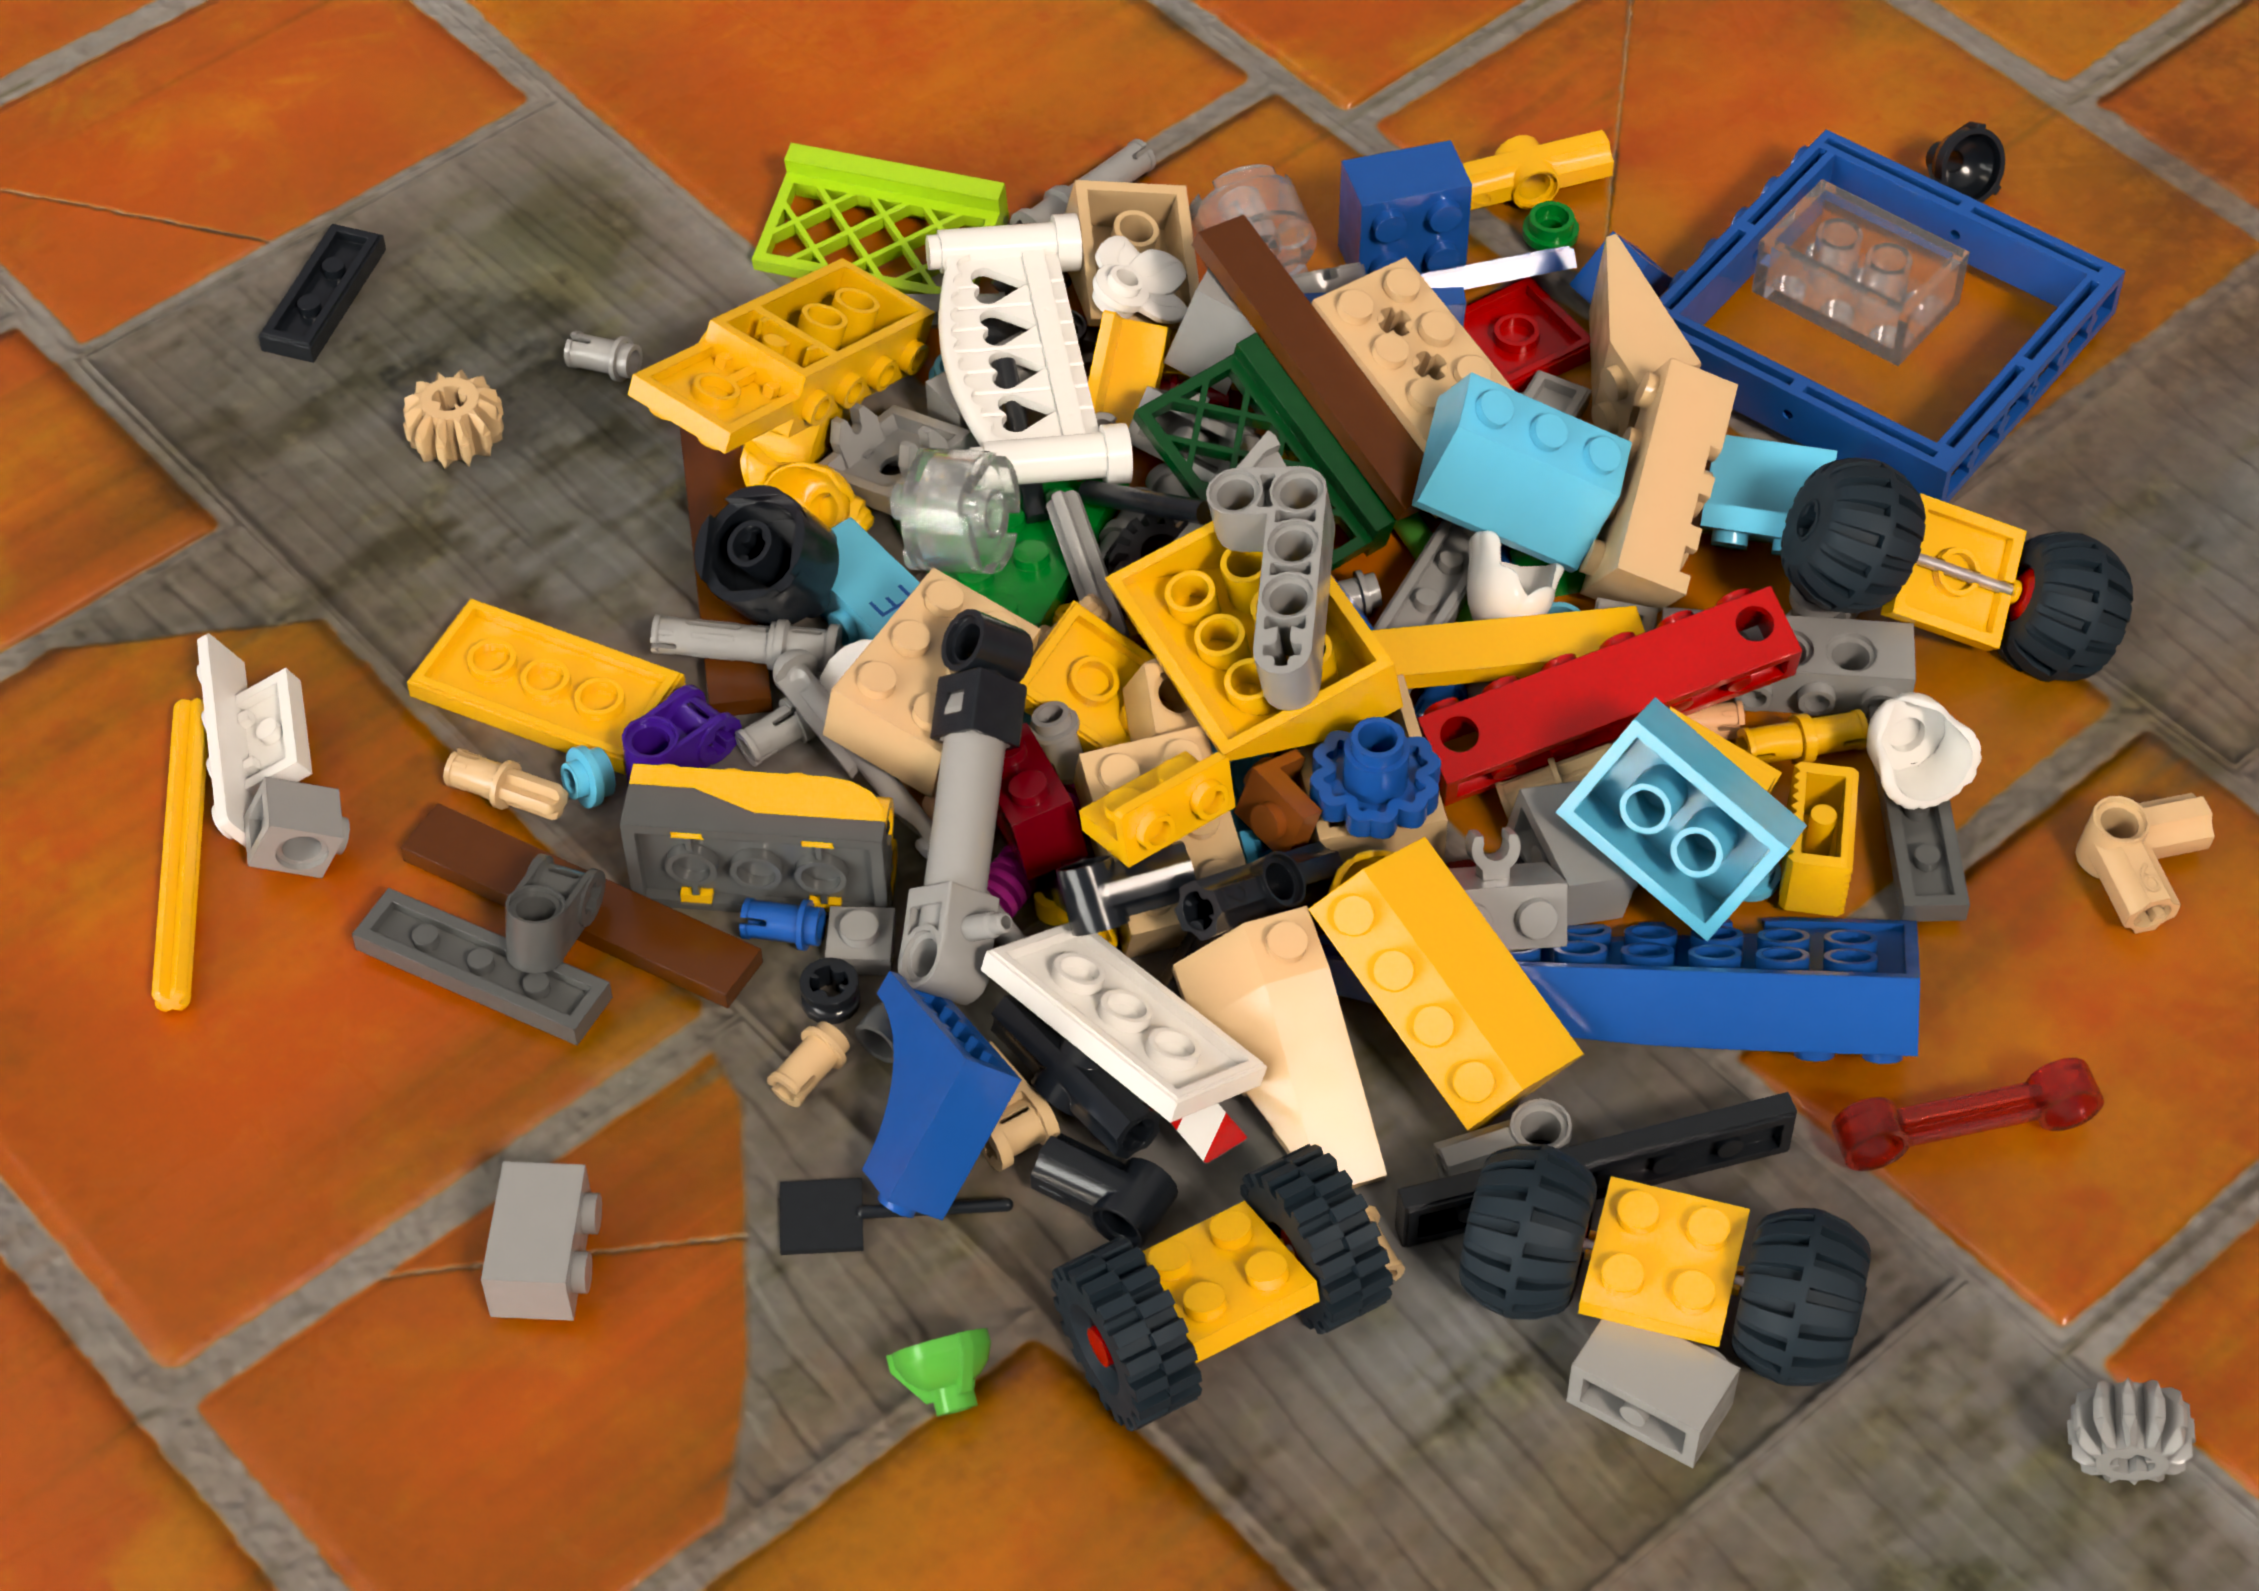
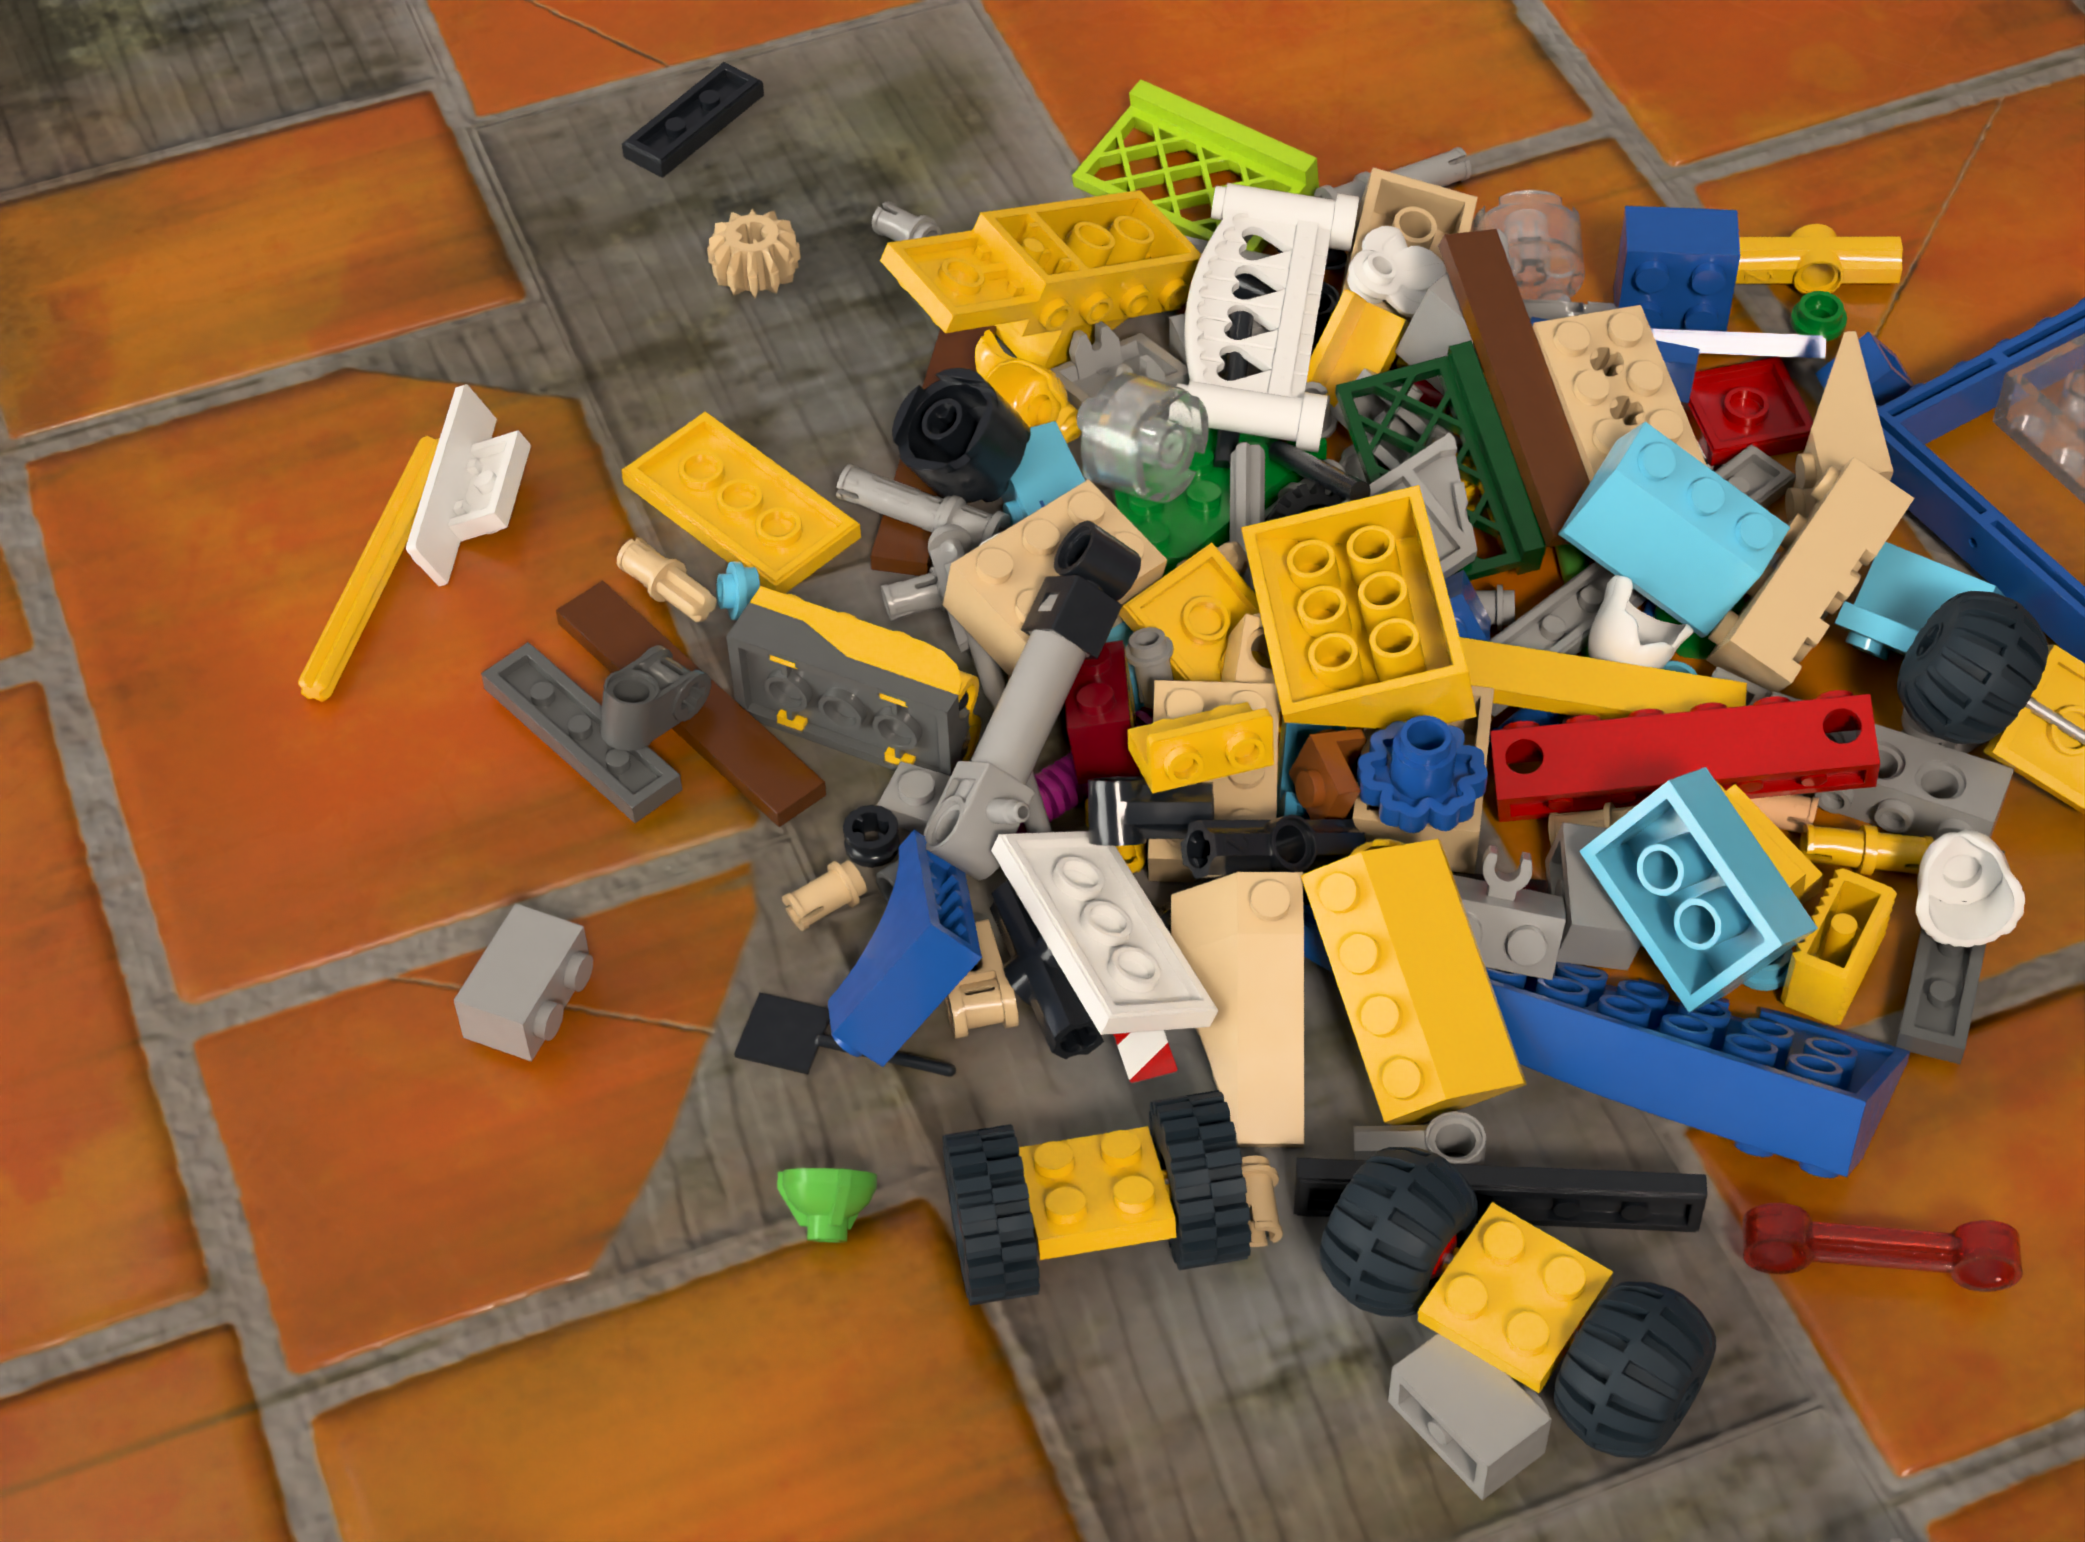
camera: 20 degrees right, 0 degrees up
(295, 827) = (471, 569): light grey brick -> none
(680, 733) = (830, 576): dark purple piece -> none
(783, 922) = (865, 768): blue pin -> none
(1116, 1196) = (1046, 1092): black piece -> none
(1293, 524) = (1417, 527): light grey beam -> none

